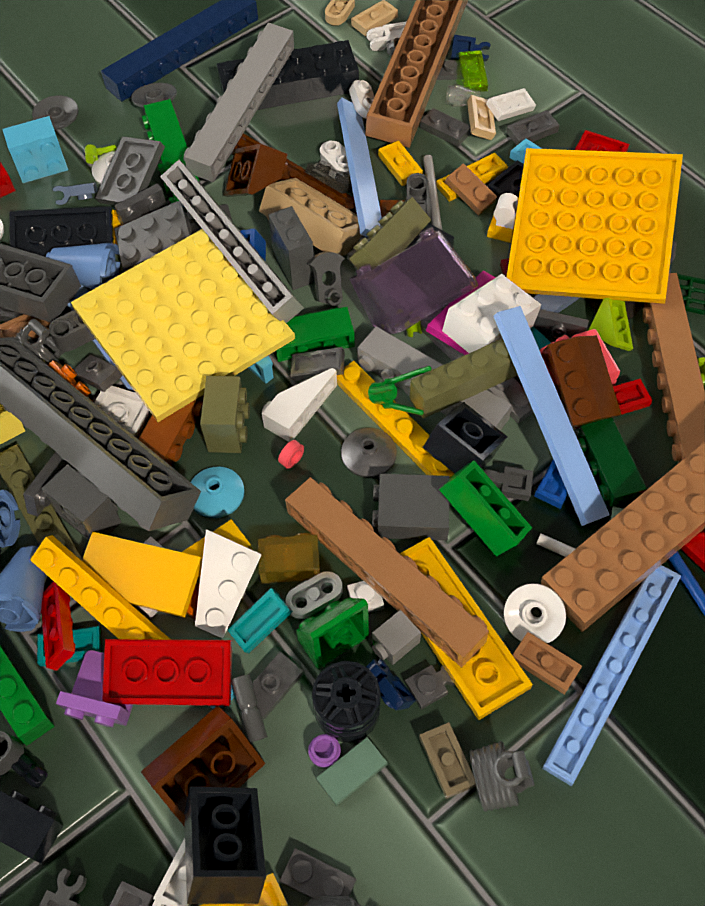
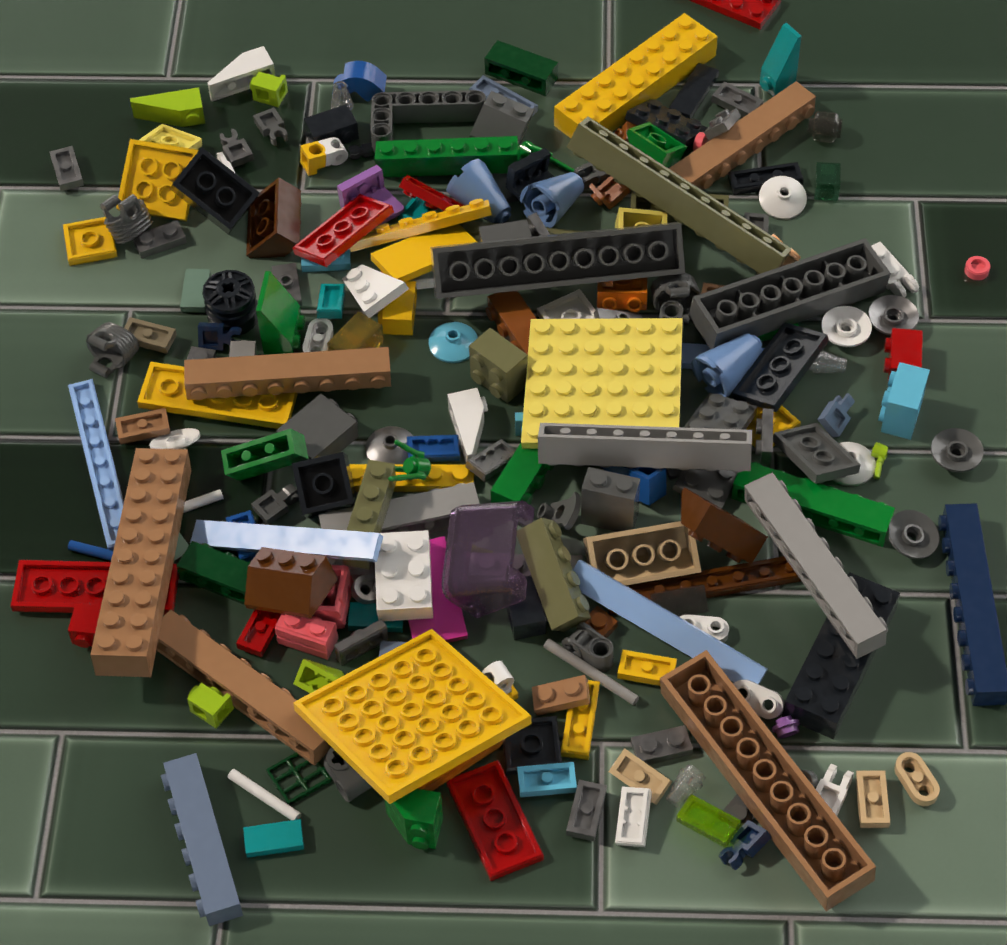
camera: 130 degrees right, 5 degrees down
(69, 801) = (322, 154): none -> leg
(250, 712) = (278, 258): dark grey piece -> none
(291, 454) = (431, 393): coral tile -> none
(345, 413) = (437, 447): none -> blue plate
(369, 74) = (786, 727): none -> medium lavender plate

